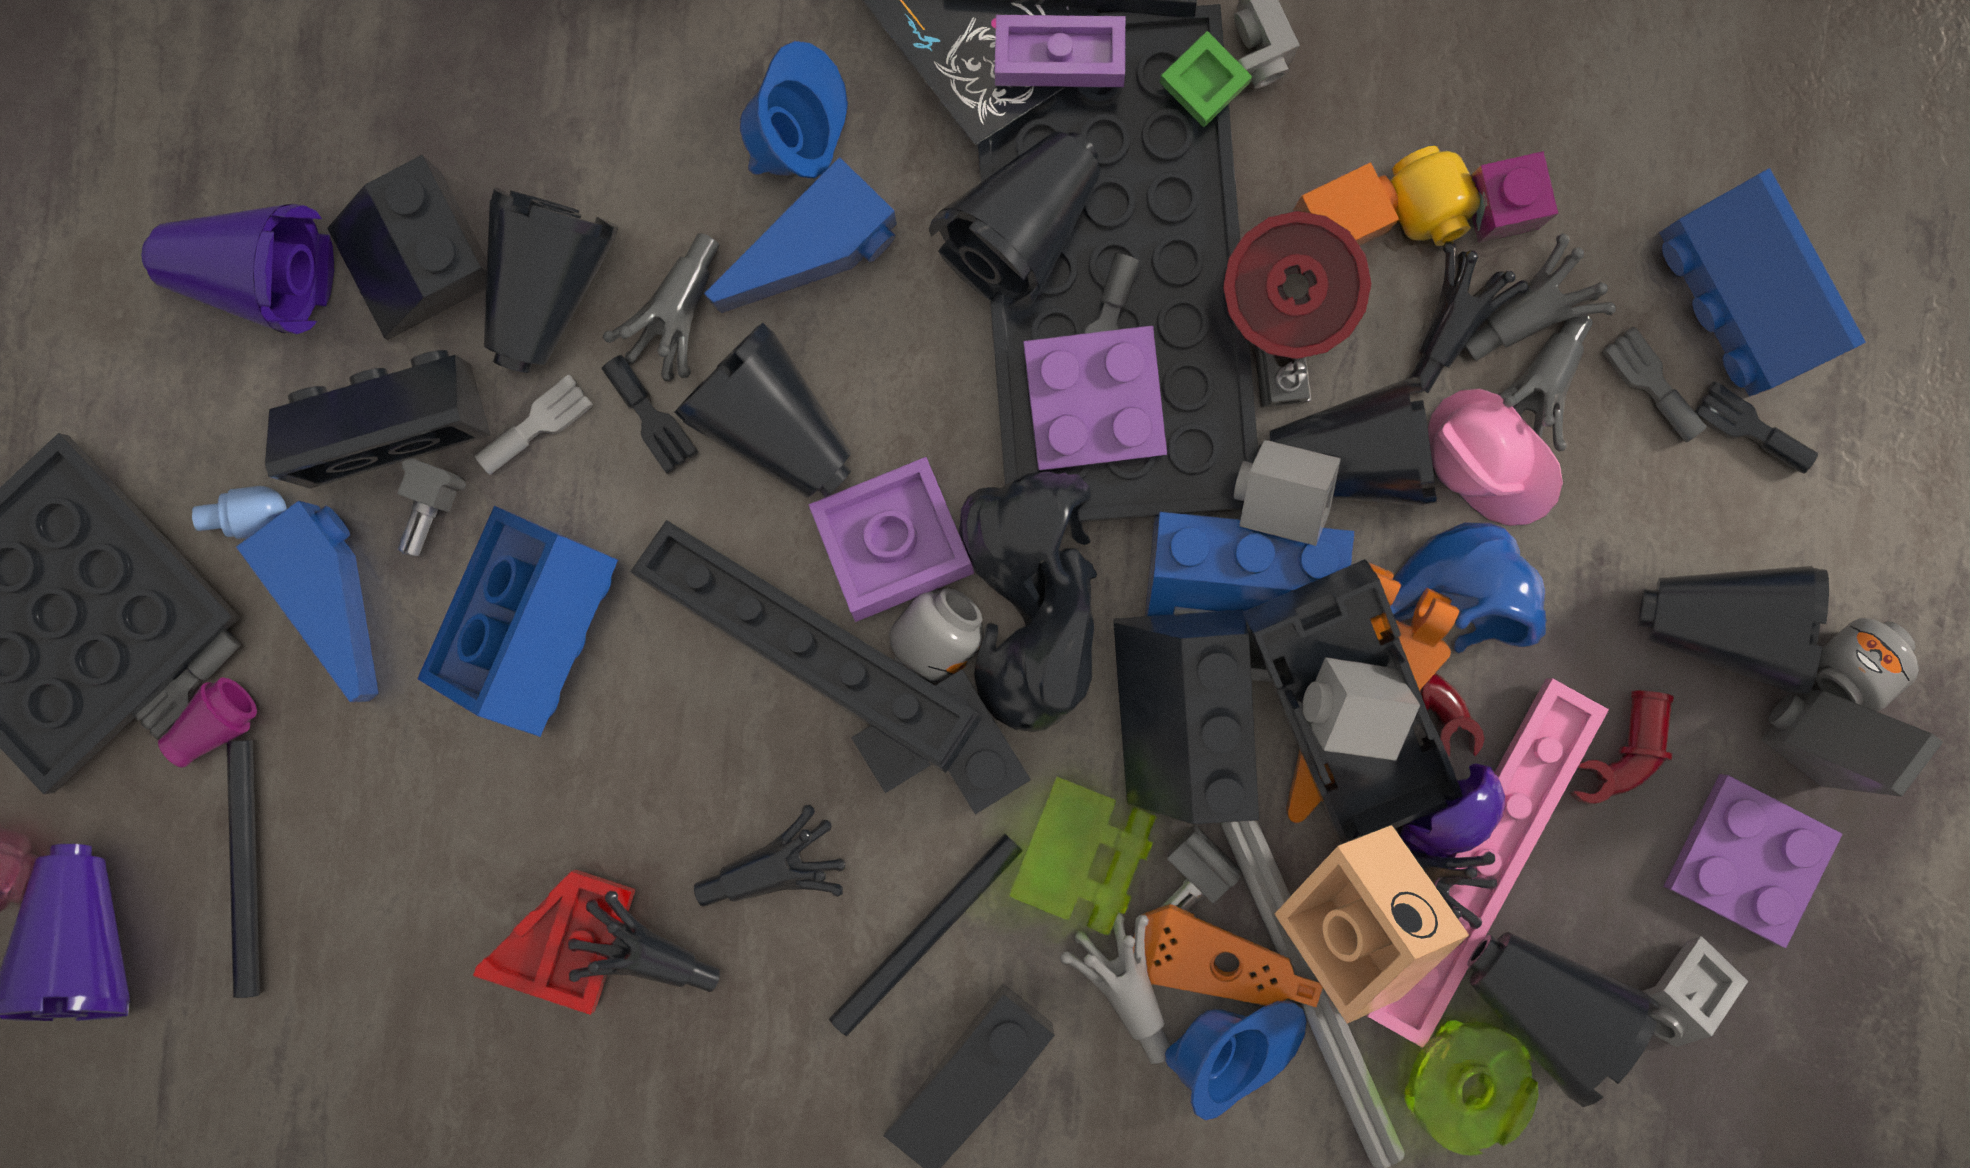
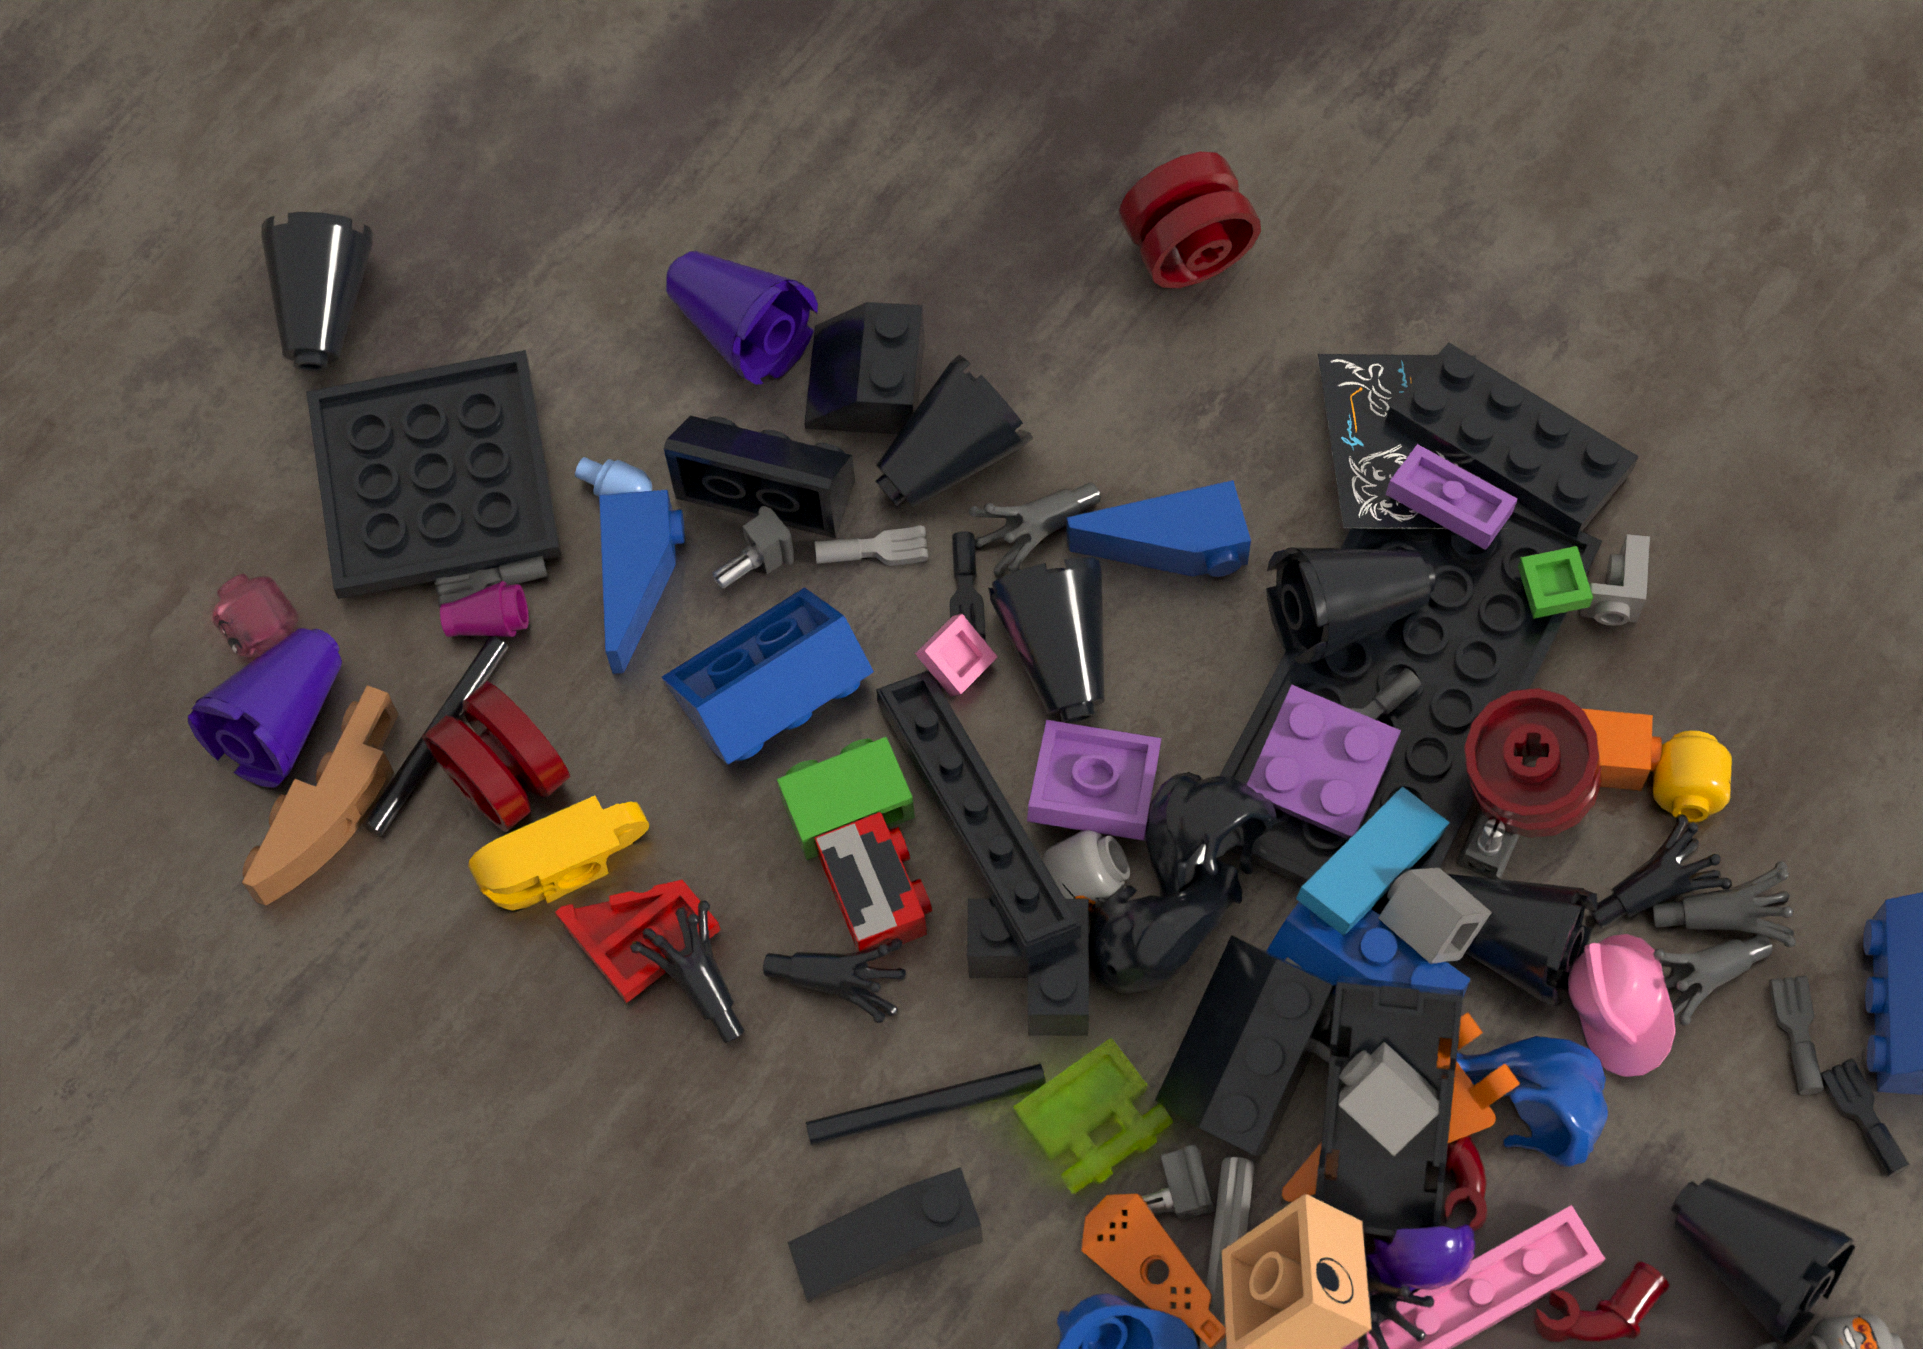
camera: 35 degrees right, 20 degrees down
(190, 1028) = (317, 821): none -> medium nougat slope
(316, 873) = (496, 756): none -> dark red wheel
(435, 919) = (555, 853): none -> yellow piece
(667, 696) = (845, 790): none -> bright green brick
(683, 491) = (956, 655): none -> bright pink plate
(749, 765) = (871, 883): none -> brick
(795, 114) = (1219, 435): blue piece -> none
(1126, 985) = (1063, 1240): light grey piece -> none
(1202, 472) = (1372, 861): none -> dark azure tile
(1513, 197) = (1756, 811): magenta brick -> none

